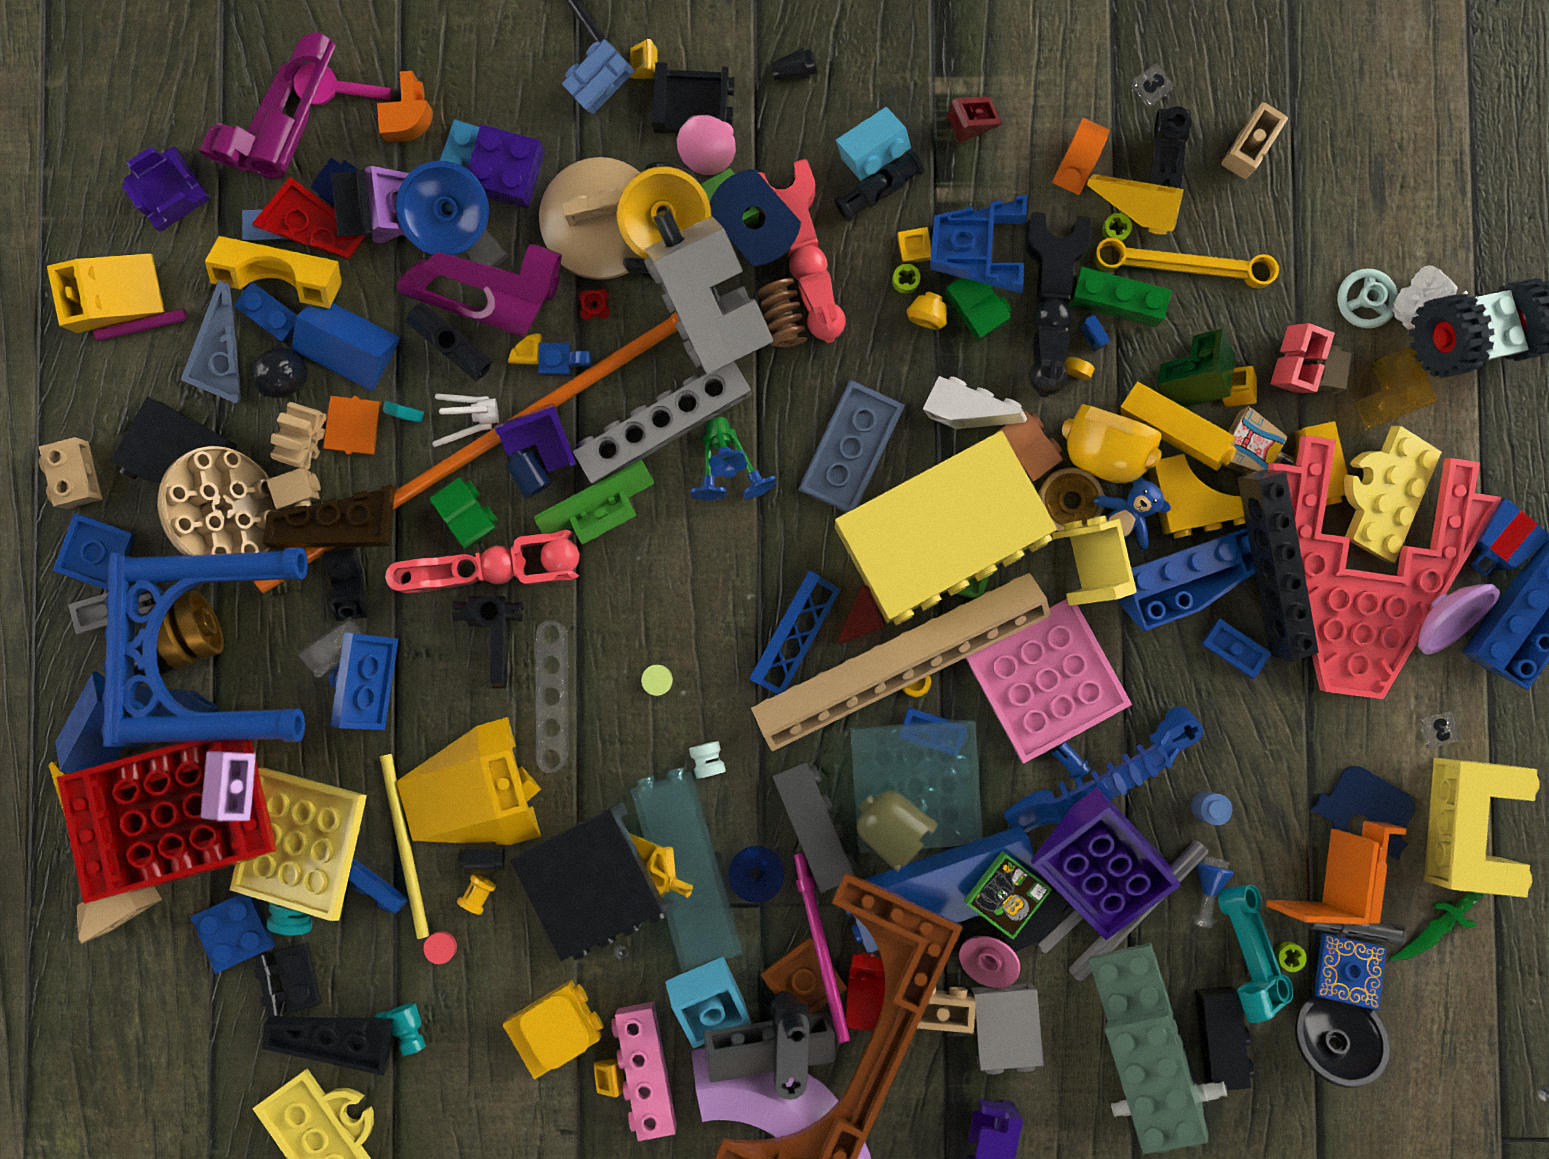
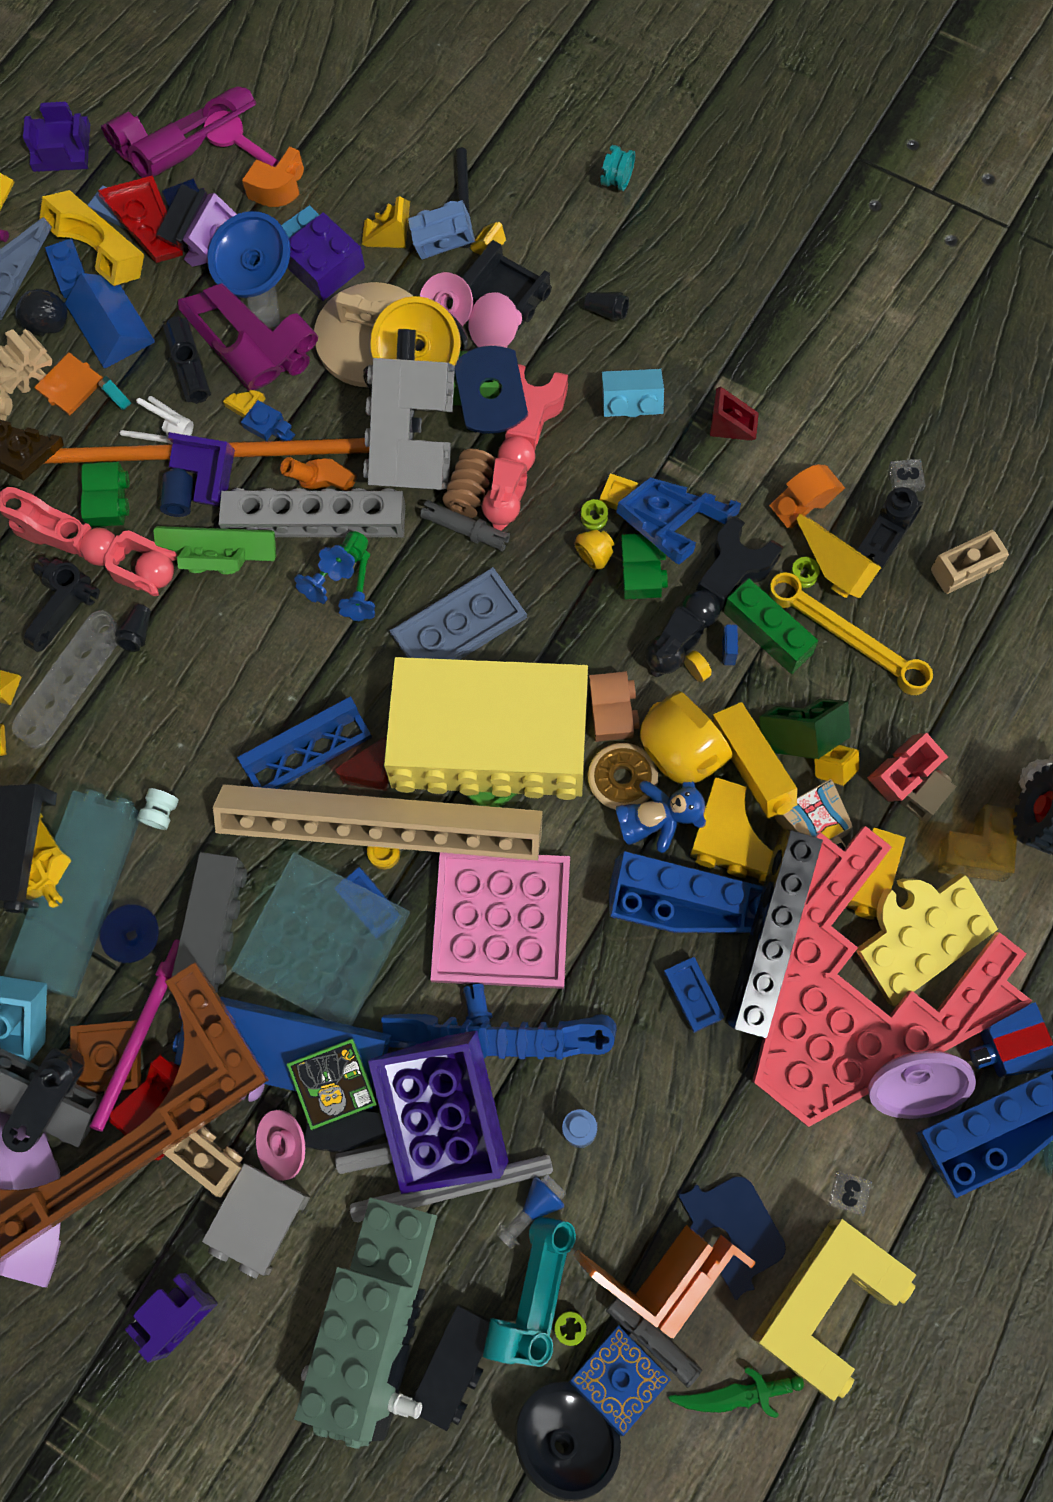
camera: 35 degrees right, 15 degrees down
(541, 99) = (388, 228): none -> yellow slope
(577, 617) = (133, 630): none -> black cone
(588, 297) = (319, 389): red plate -> none
(633, 140) = (446, 286): none -> bright pink dish
(643, 381) = (319, 473): none -> orange arm
(657, 680) = (164, 719): yellowish green tile -> none
(802, 355) = (476, 530): none -> dark grey pin
(876, 187) = (601, 431): black piece -> none
(893, 827) = (271, 957): olive cylinder -> none
(968, 408) = (574, 641): white slope -> none
(1100, 560) = (611, 832): light yellow panel -> none
(1379, 292) = (1009, 744): light aqua piece -> none

